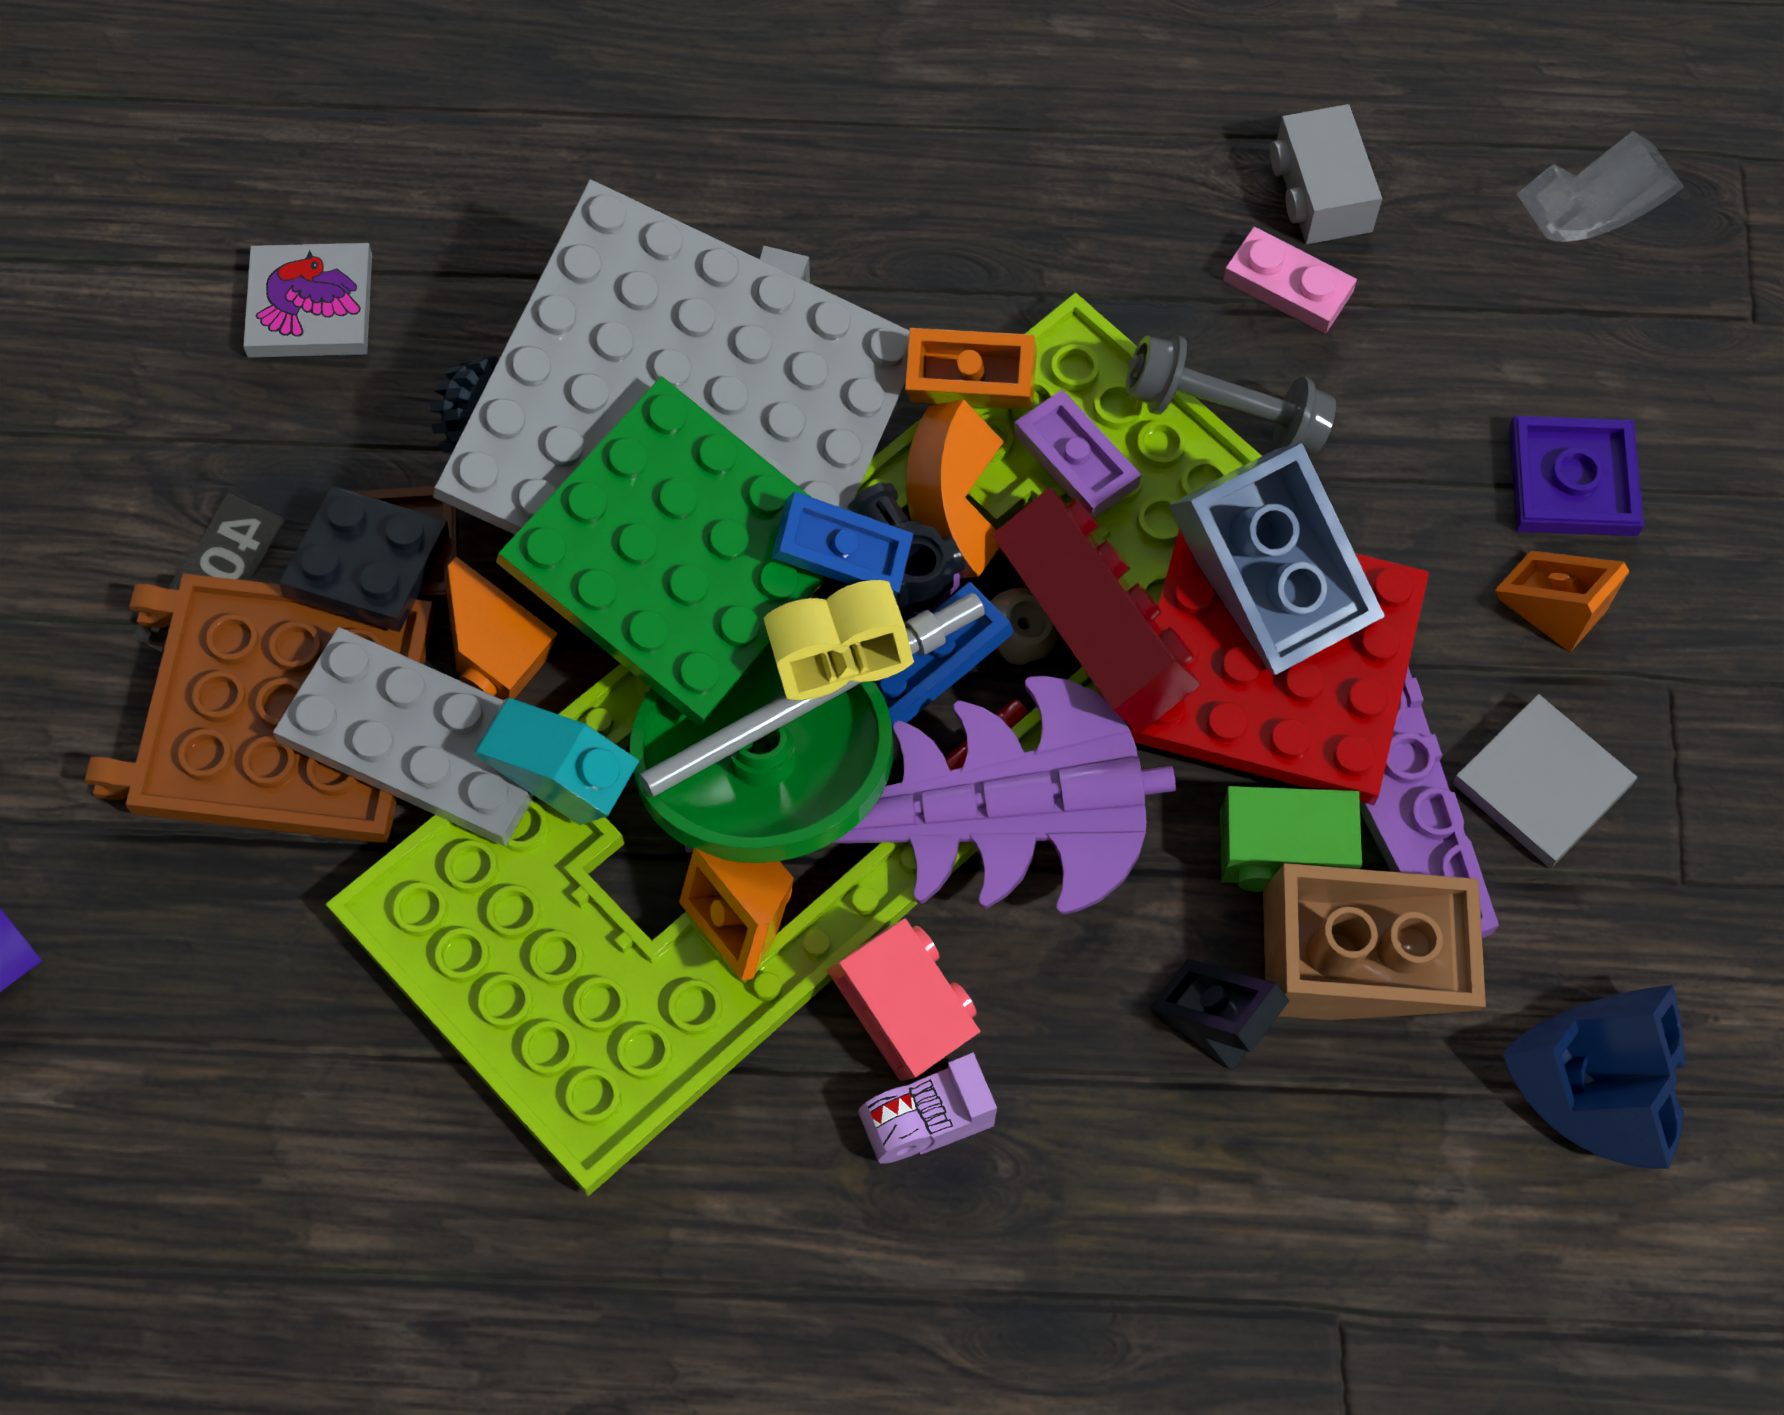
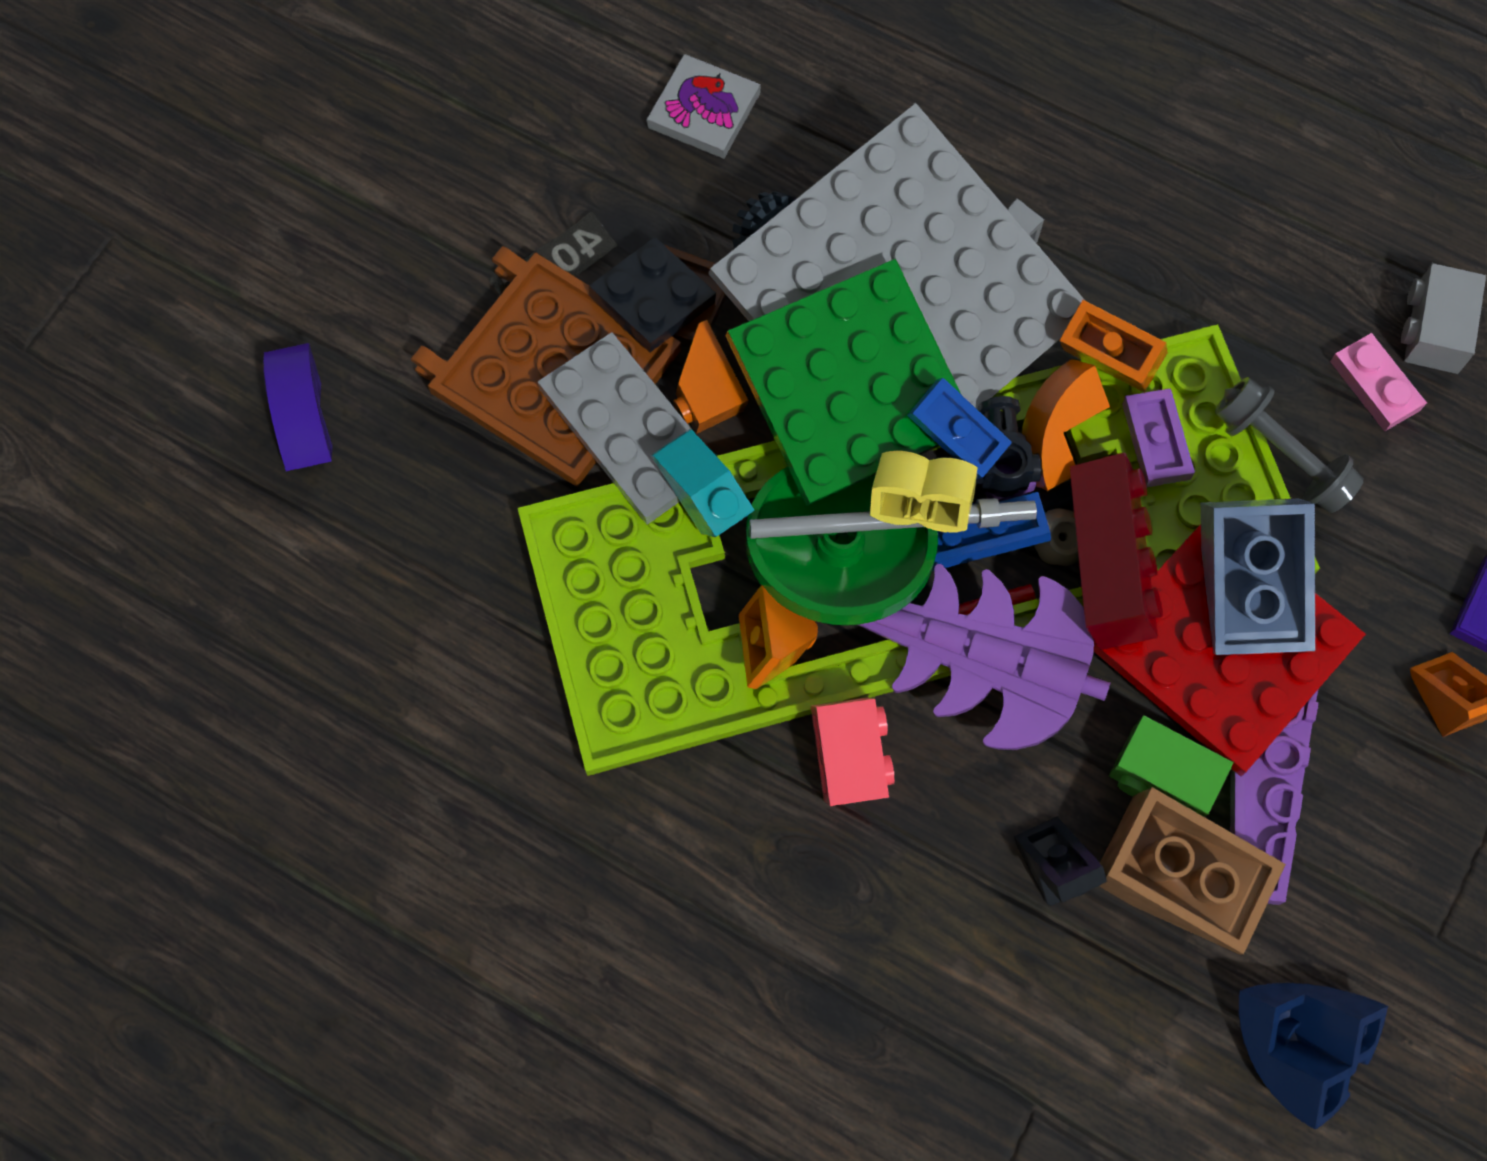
camera: 30 degrees right, 5 degrees up
(929, 1112) = (829, 832): lavender leg -> none
(1544, 781) = (1374, 817): light grey tile -> none

